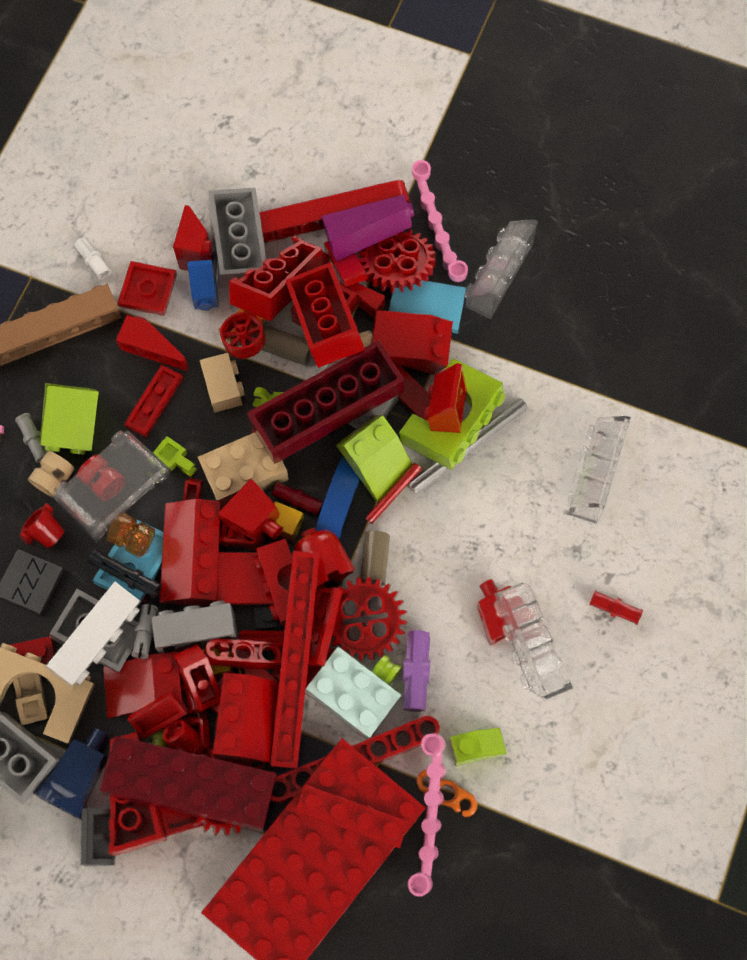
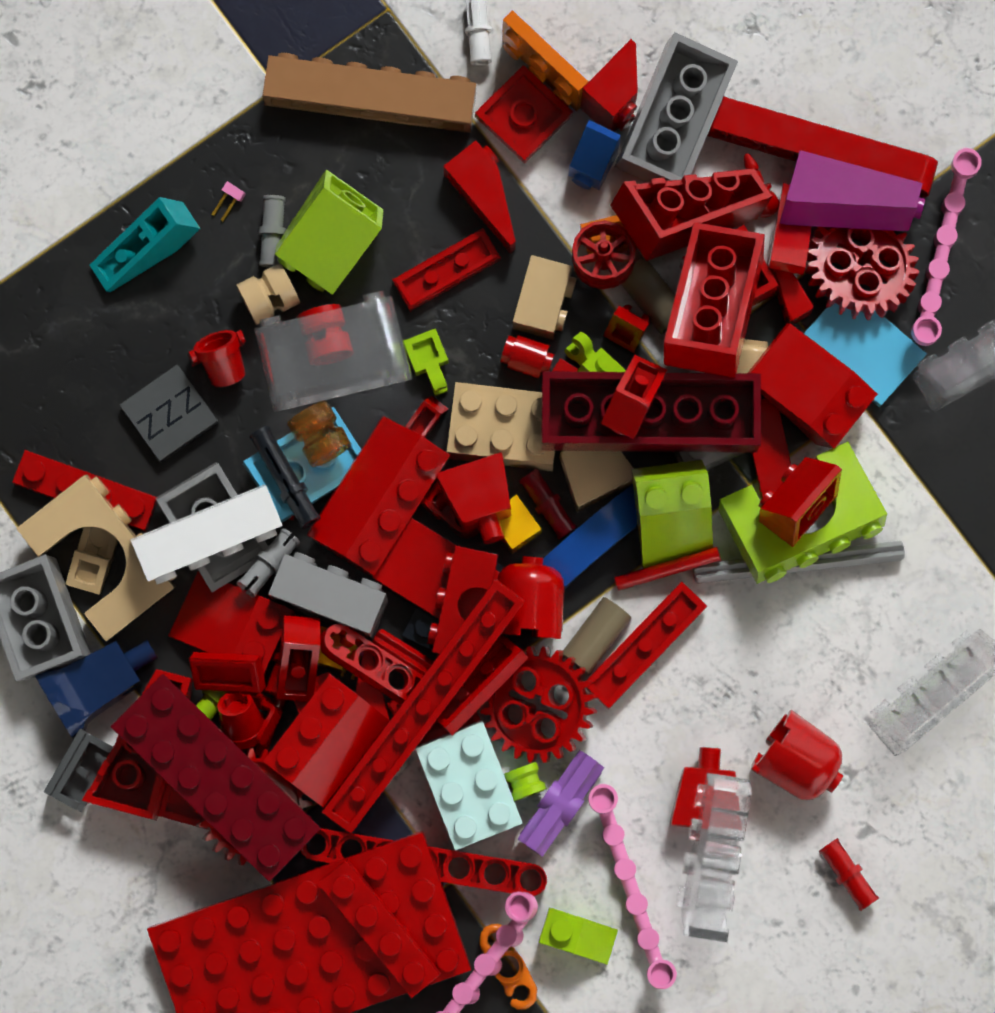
camera: 30 degrees right, 10 degrees up
(139, 248) = (543, 61): none -> orange plate
(232, 420) = (527, 356): none -> red brick
(282, 371) = (626, 328): none -> red tile
(311, 394) = (633, 397): none -> red slope
(315, 464) = (594, 475): none -> tan torso
(408, 545) = (645, 645): none -> red plate
(543, 554) = (800, 759): none -> red cylinder
(543, 734) = (660, 972): none -> bright pink bar

